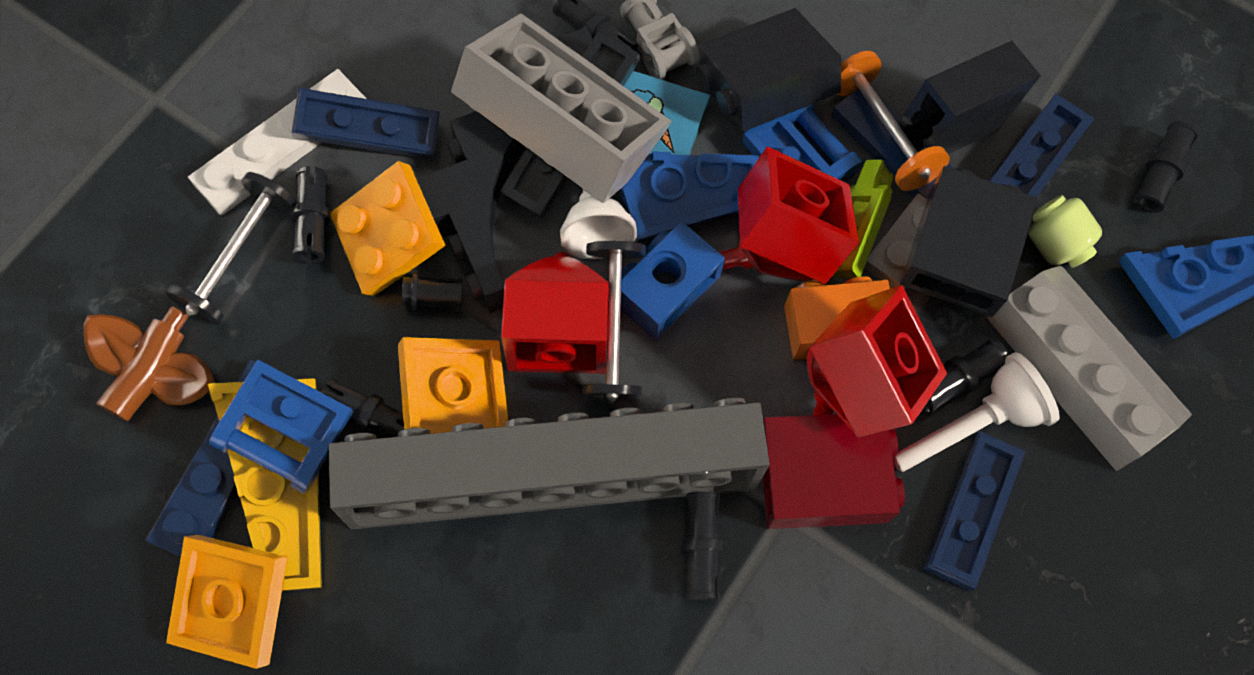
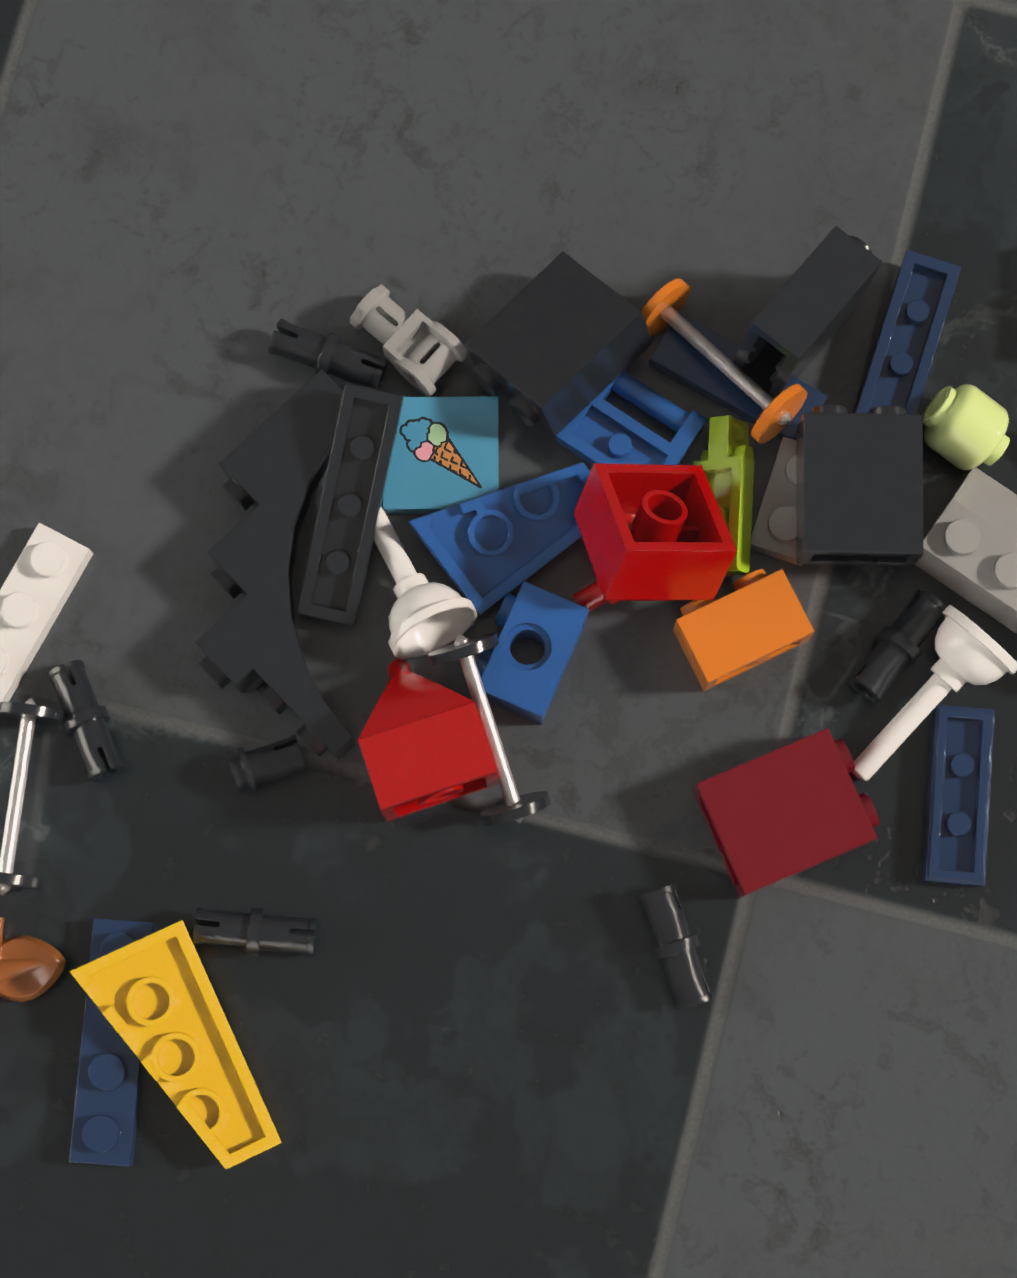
camera: 15 degrees left, 10 degrees up
(227, 600) = (190, 1194): light orange plate -> none
(288, 409) = (179, 970): blue plate -> none
(365, 123) = (105, 584): dark blue tile -> none
(386, 229) = (186, 709): light orange plate -> none
(451, 383) = (338, 873): light orange plate -> none
(547, 464) = (480, 924): dark grey brick -> none
(558, 105) = (334, 495): light grey slope -> none
(874, 364) = (801, 686): red piece -> none

